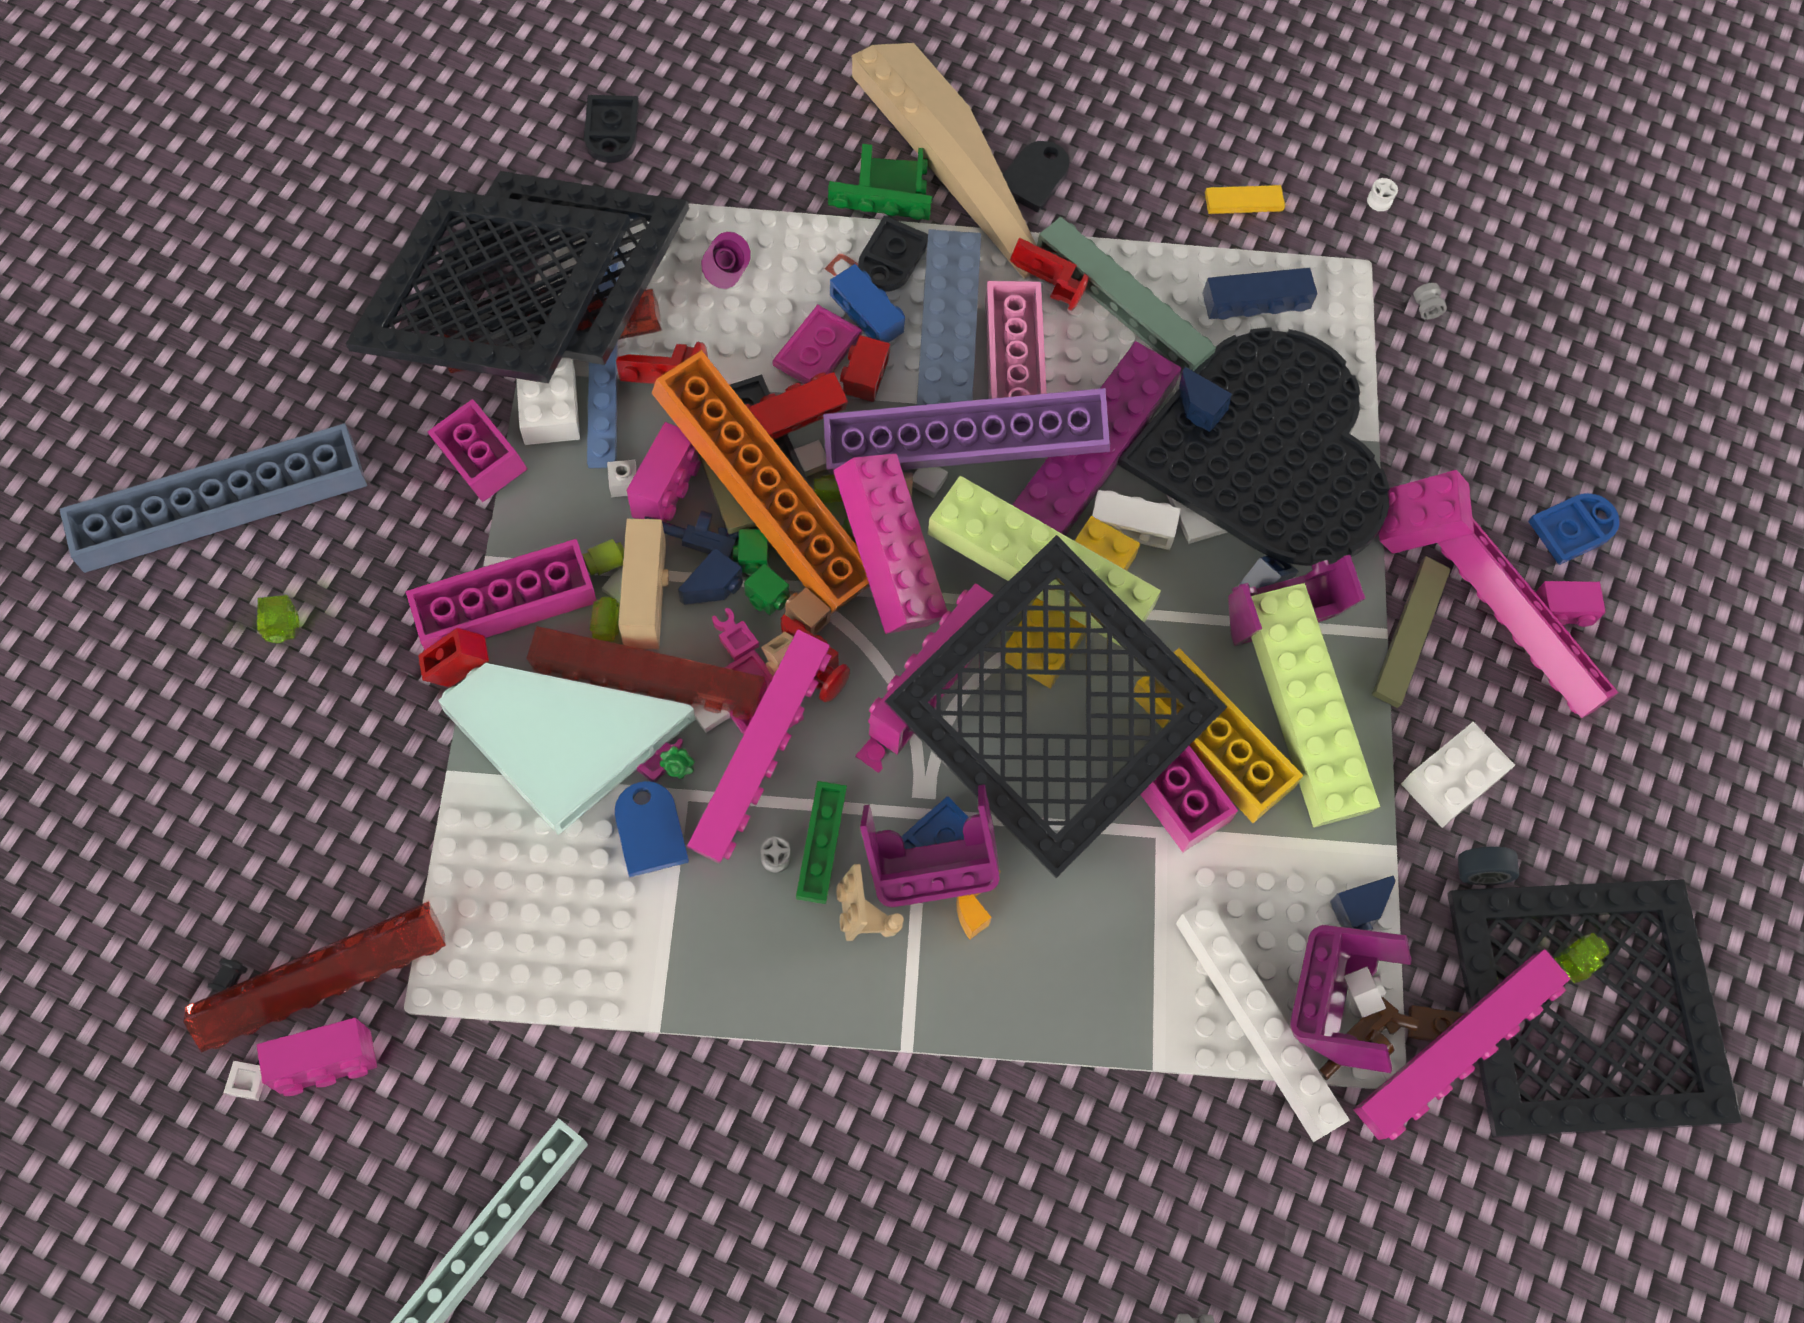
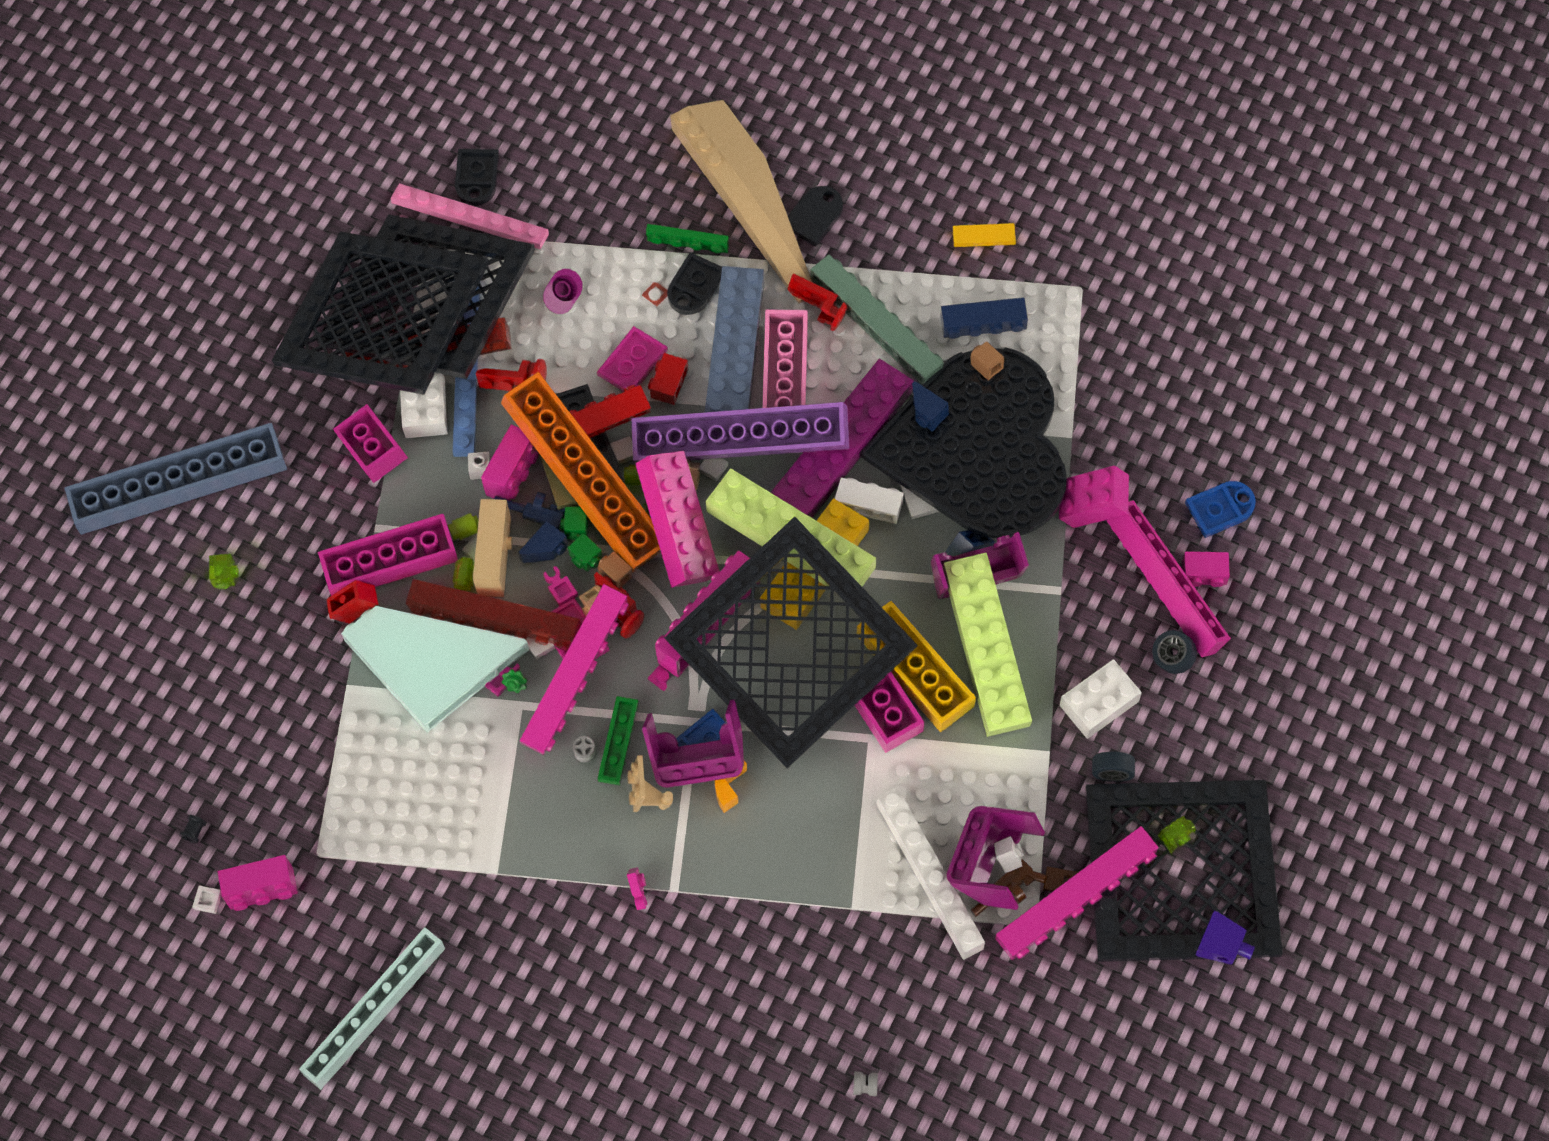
camera: 10 degrees right, 0 degrees up
(314, 977) = (256, 828): clear red brick -> none
(598, 171) = (469, 215): none -> bright pink plate
(649, 831) = (494, 730): blue tile -> none
(857, 1043) = (637, 883): none -> dark pink plate
(867, 304) = (672, 327): blue brick -> none
(893, 174) = (699, 215): green panel -> none
(1271, 343) = (987, 360): none -> medium nougat brick
(1363, 904) = (1015, 792): dark blue slope -> none
(1382, 194) = (1094, 226): white wheel -> none
(1411, 632) = (1078, 589): olive tile -> none
(1430, 302) = (1125, 323): light grey wheel -> none
(1546, 696) = (1164, 656): none -> wheel
(1668, 1106) = (1223, 940): none -> dark purple torso

